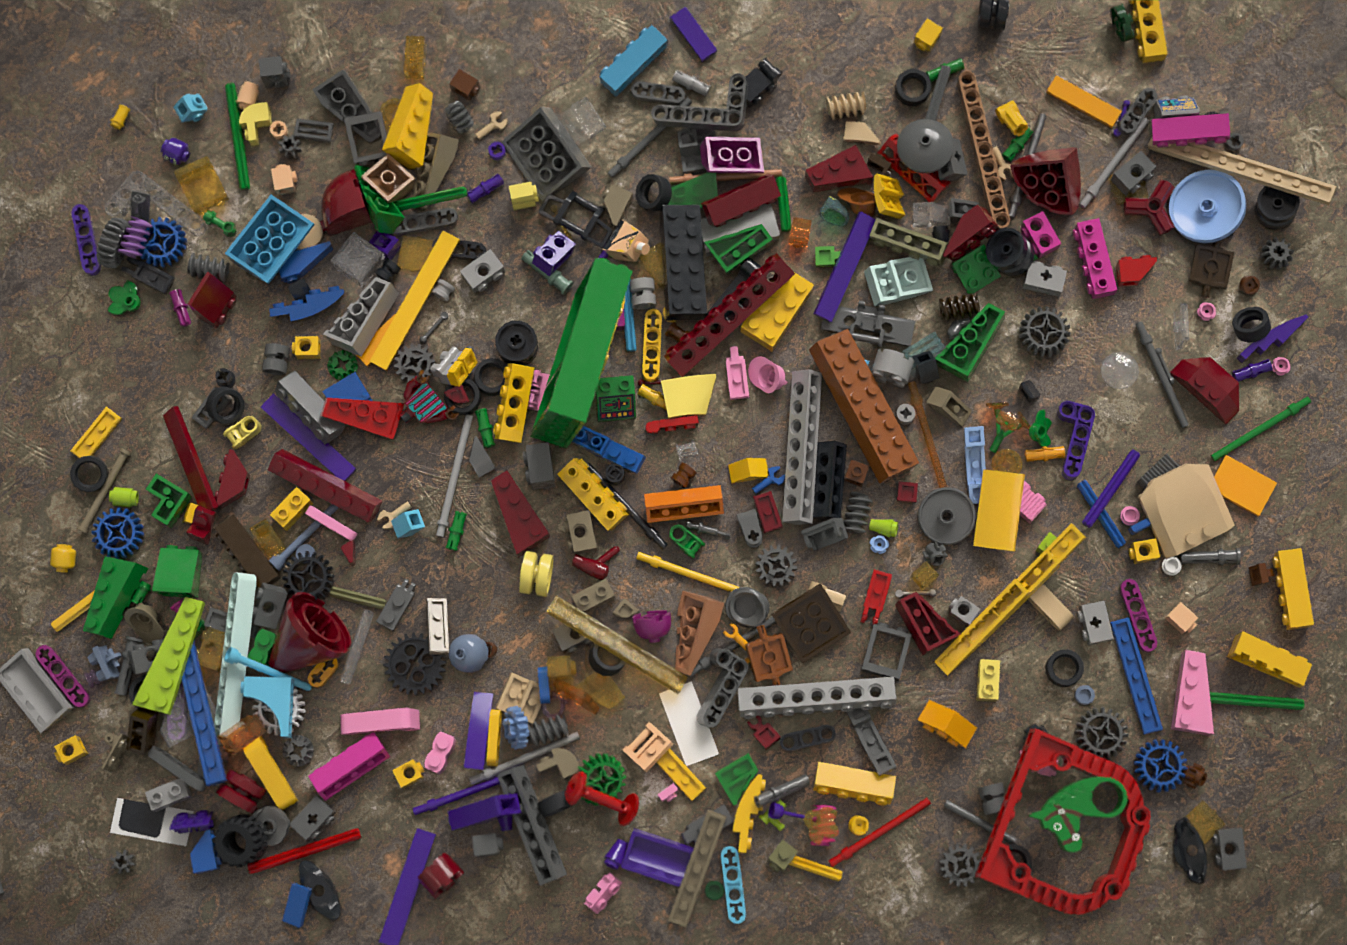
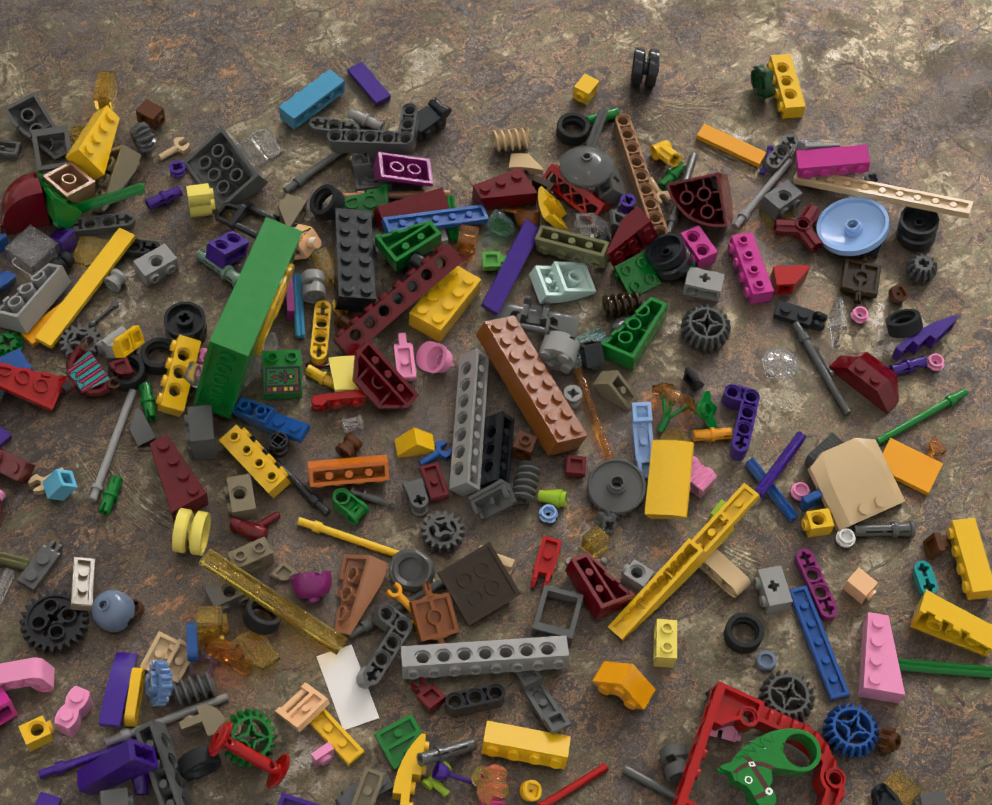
camera: 10 degrees left, 20 degrees down
(530, 404) = (193, 374): none -> clear tile
(714, 406) = (380, 380): none -> dark red wedge
(767, 213) = (441, 218): none -> blue plate
(970, 179) = (628, 205): none -> dark purple bush
(1140, 311) = (791, 313): none -> black hinge
(1251, 607) = (928, 577): none -> teal beam
(1271, 464) = (936, 447): none -> clear orange tile

